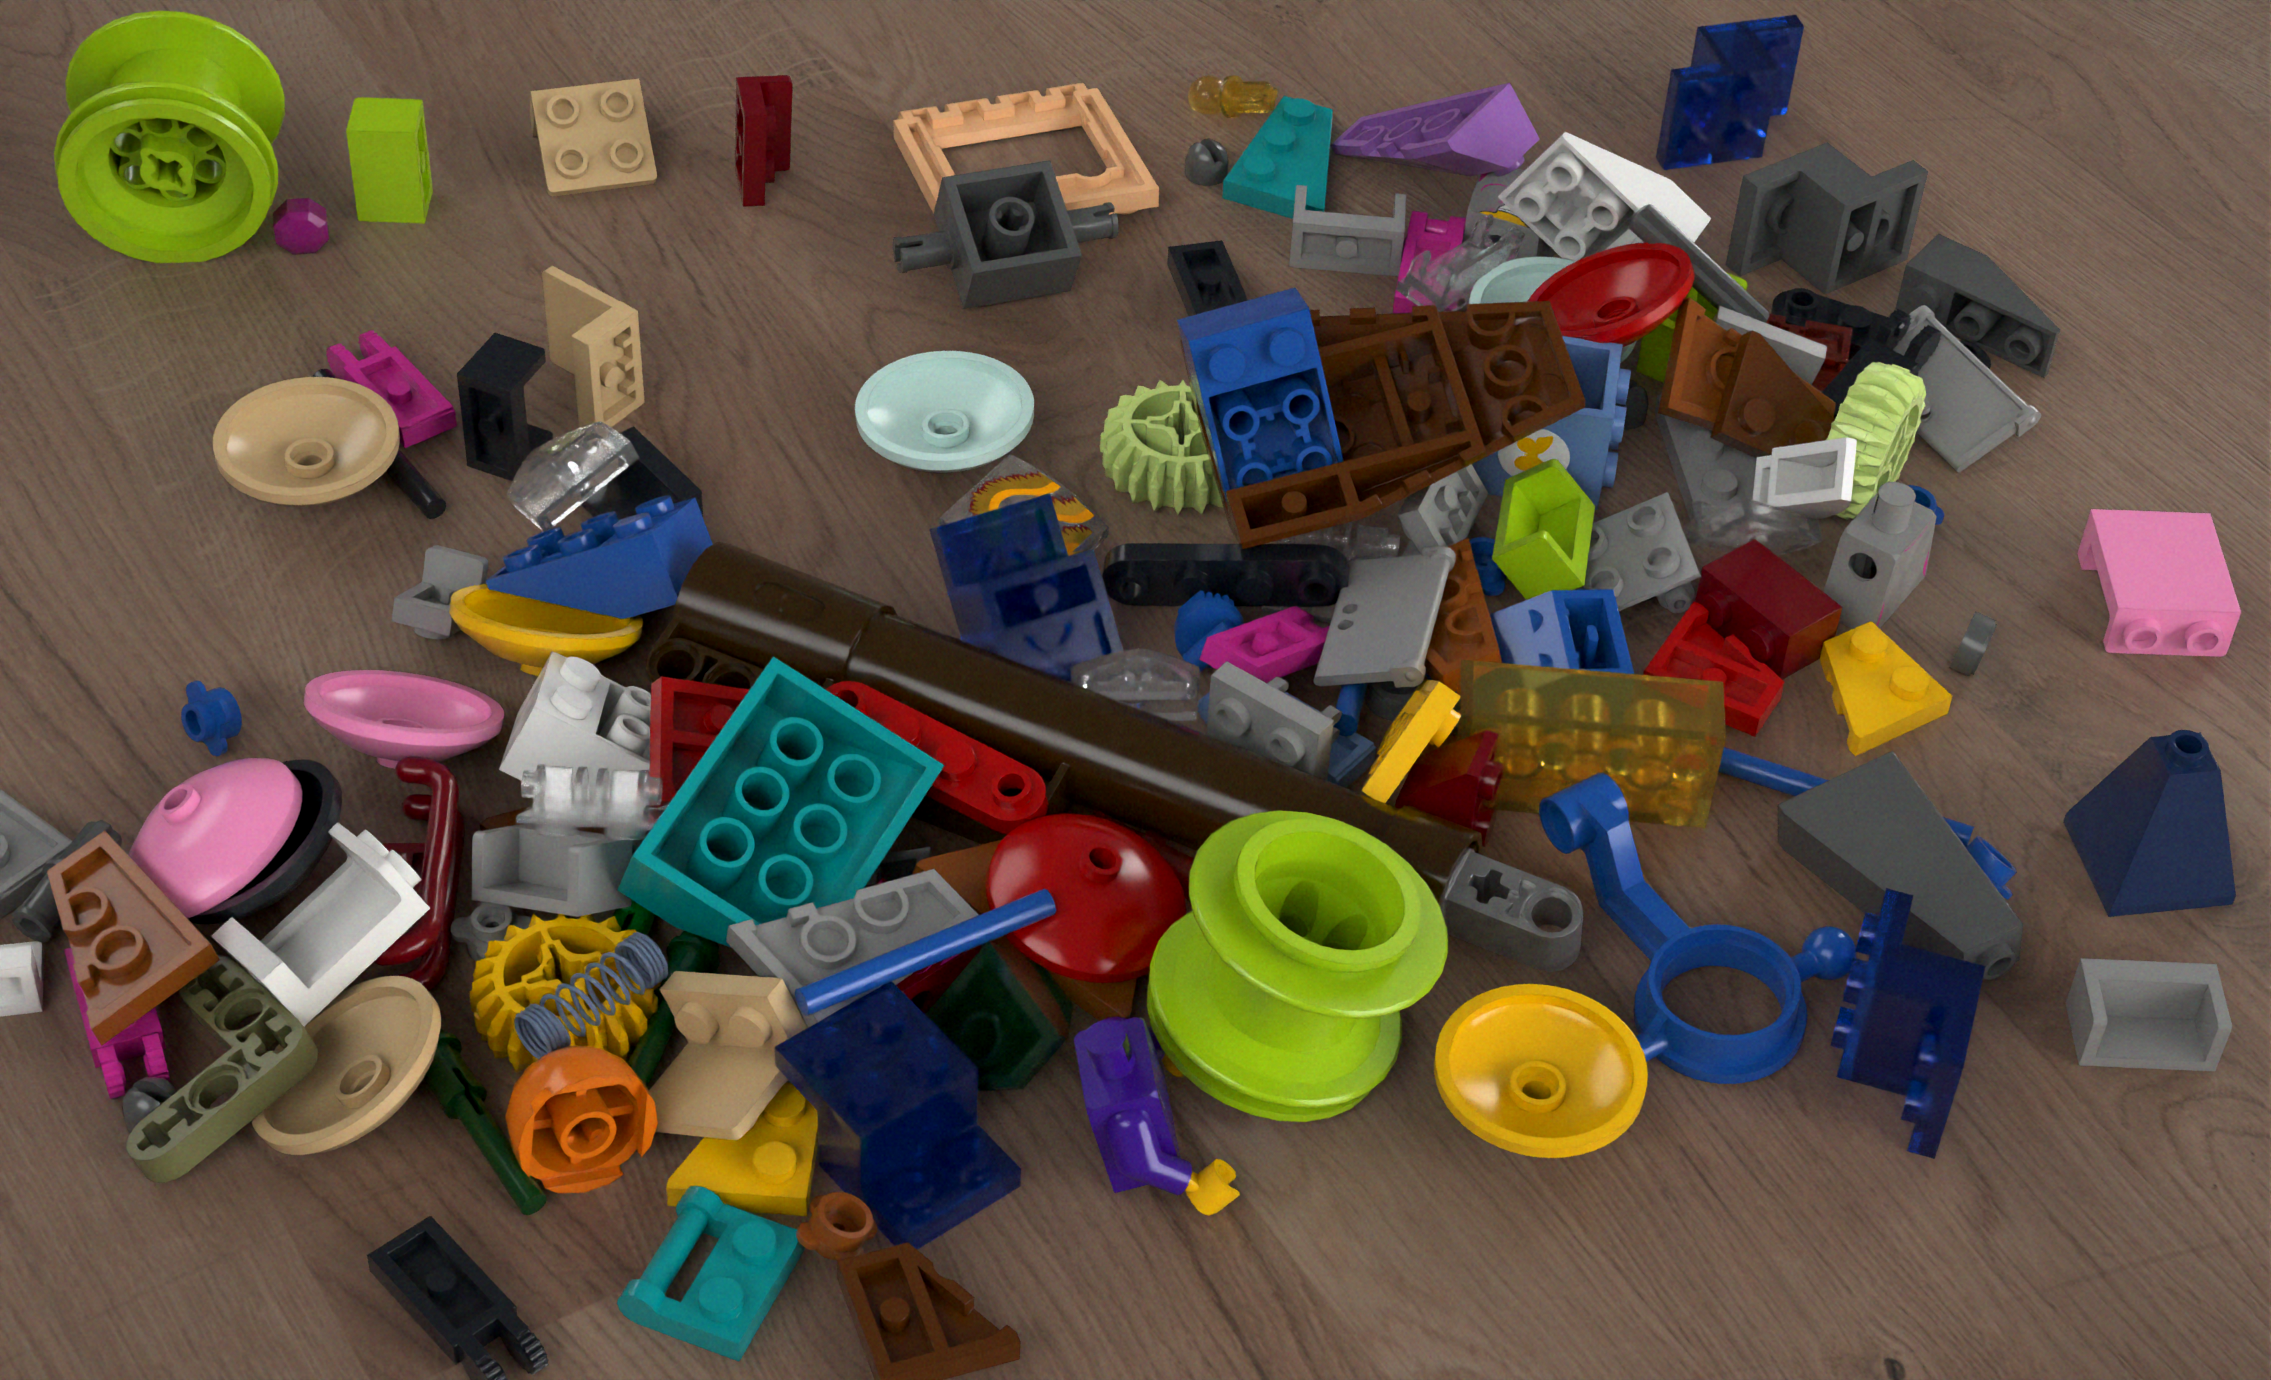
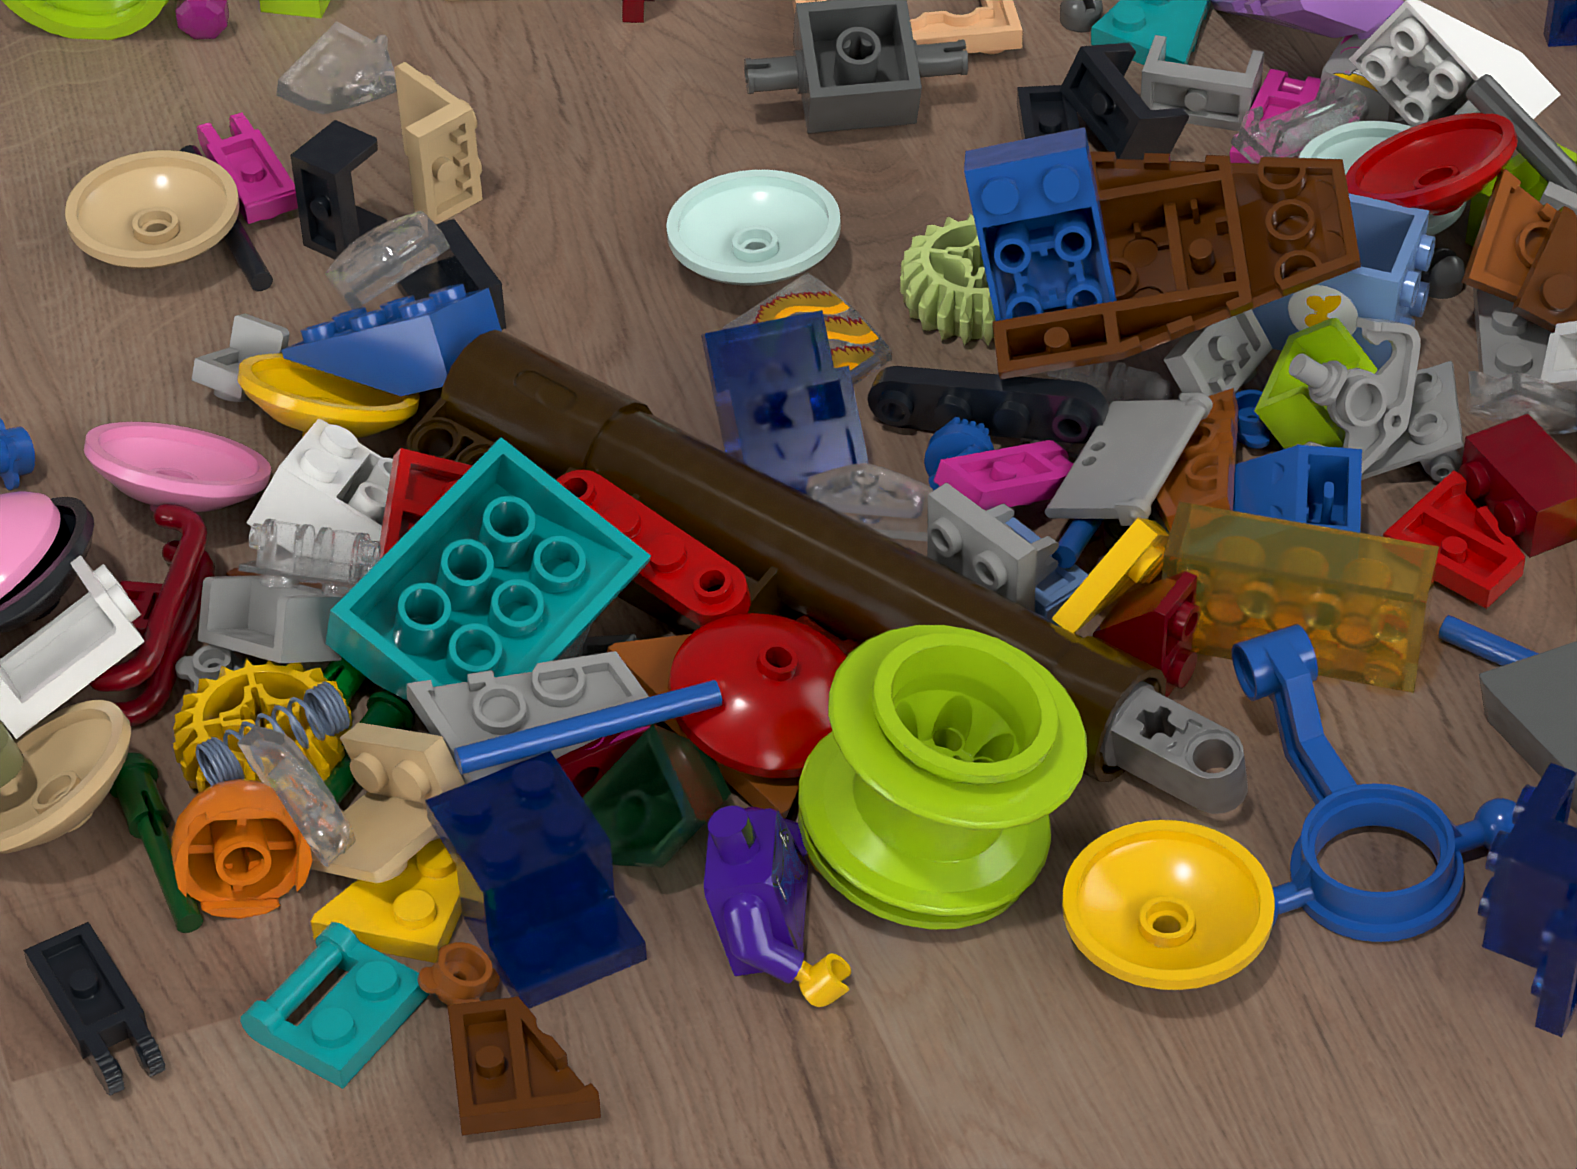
camera: 15 degrees right, 0 degrees up
(464, 280) = (339, 72): none -> clear slope
(657, 1062) = (301, 791): none -> clear slope
(1272, 258) = (1114, 109): none -> black panel
(1600, 541) = (1365, 404): none -> light grey piece

